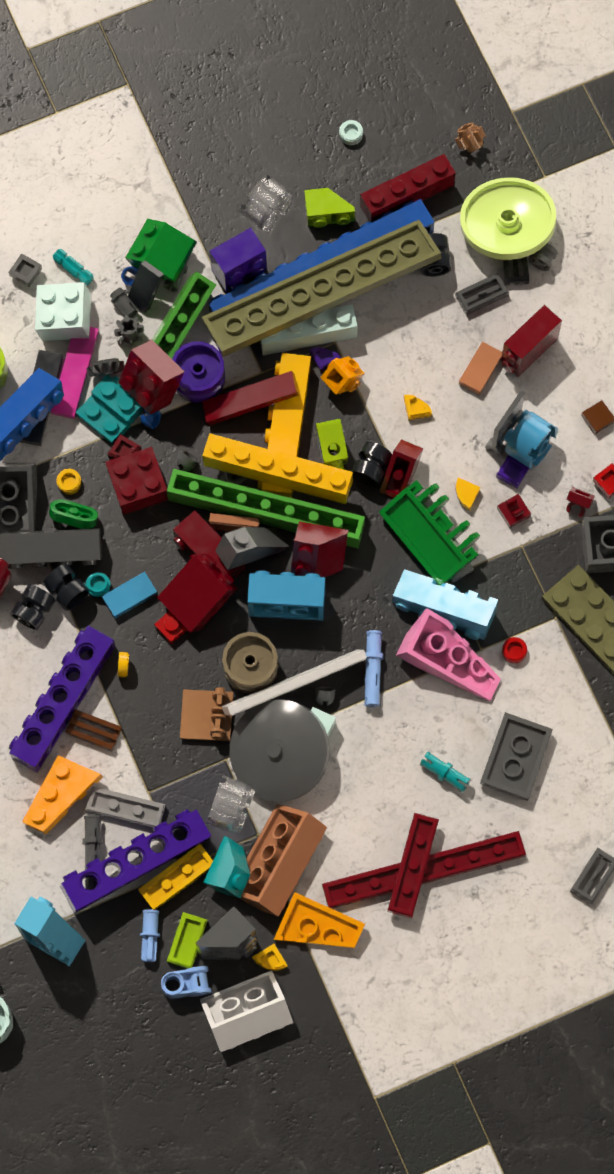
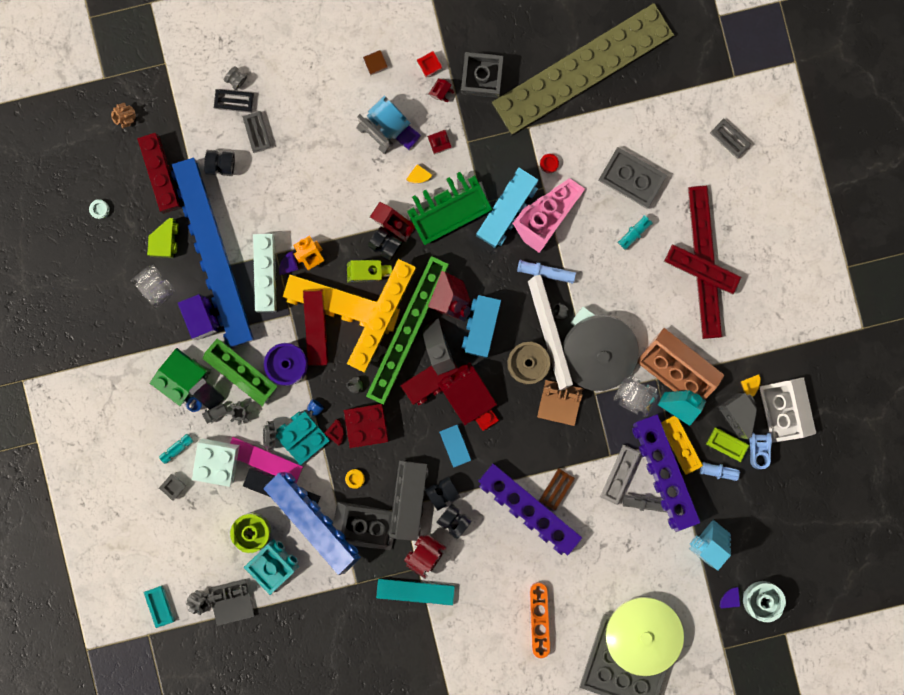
camera: 80 degrees left, 15 degrees up
(59, 791) = (601, 522): light orange wing -> none
(73, 514) = (384, 479): green plate -> none
(98, 584) = (443, 468): teal plate -> none
(123, 664) = (510, 459): yellow tile -> none
(151, 377) = (287, 401): dark red brick -> none
(230, 523) = (414, 356): nougat tile -> none
(318, 924) = (731, 348): light orange wing -> none
(321, 288) = (237, 255): olive plate -> none
(416, 407) = (342, 200): yellow tile -> none
(480, 368) = (319, 144): nougat tile -> none
(508, 218) = (200, 99): yellowish green dish -> none
(530, 341) = (308, 101): dark red brick -> none

